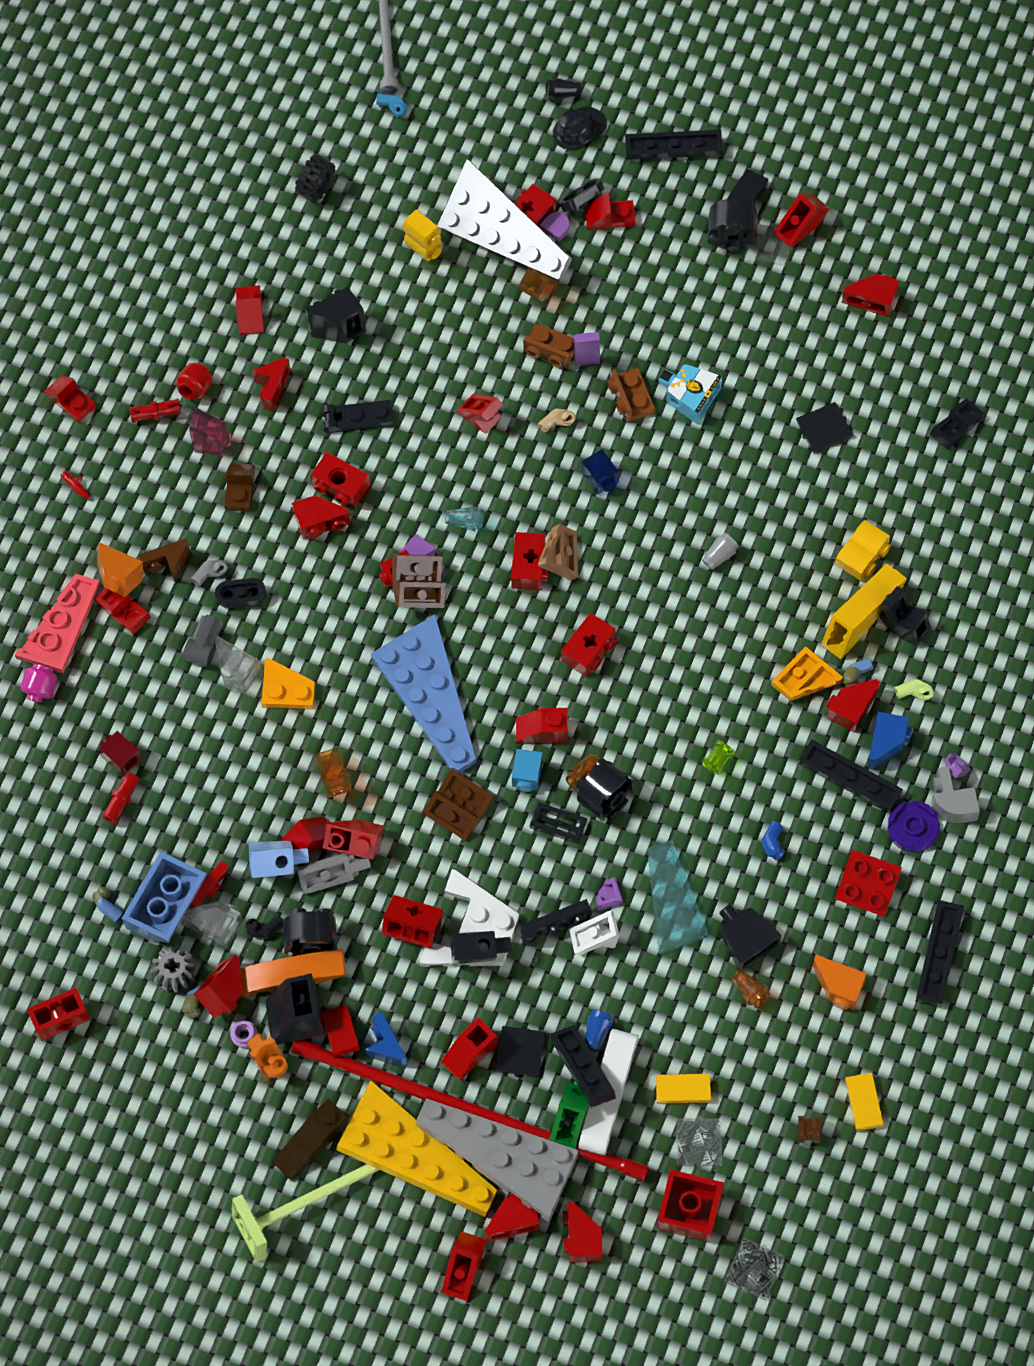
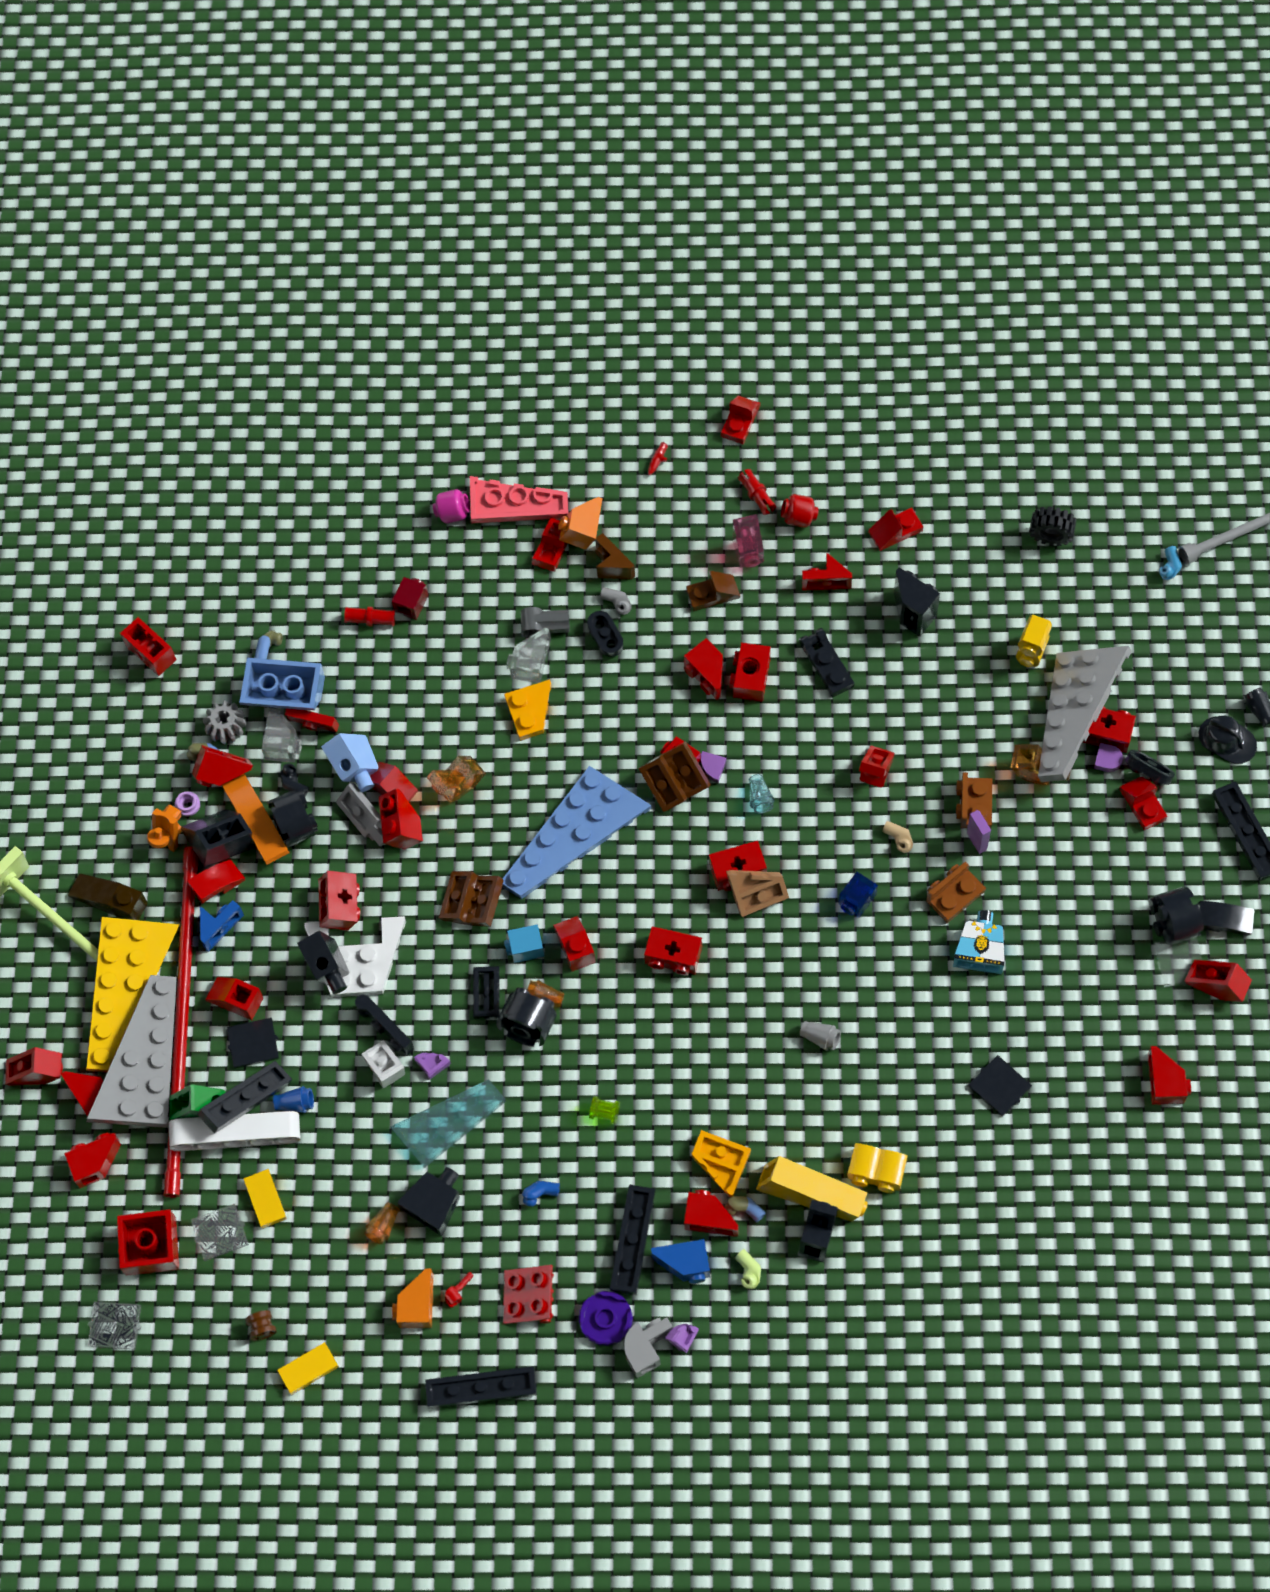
camera: 70 degrees right, 0 degrees up
(843, 950) = (452, 1294): none -> red hand
(957, 423) = (1058, 1211): black slope -> none

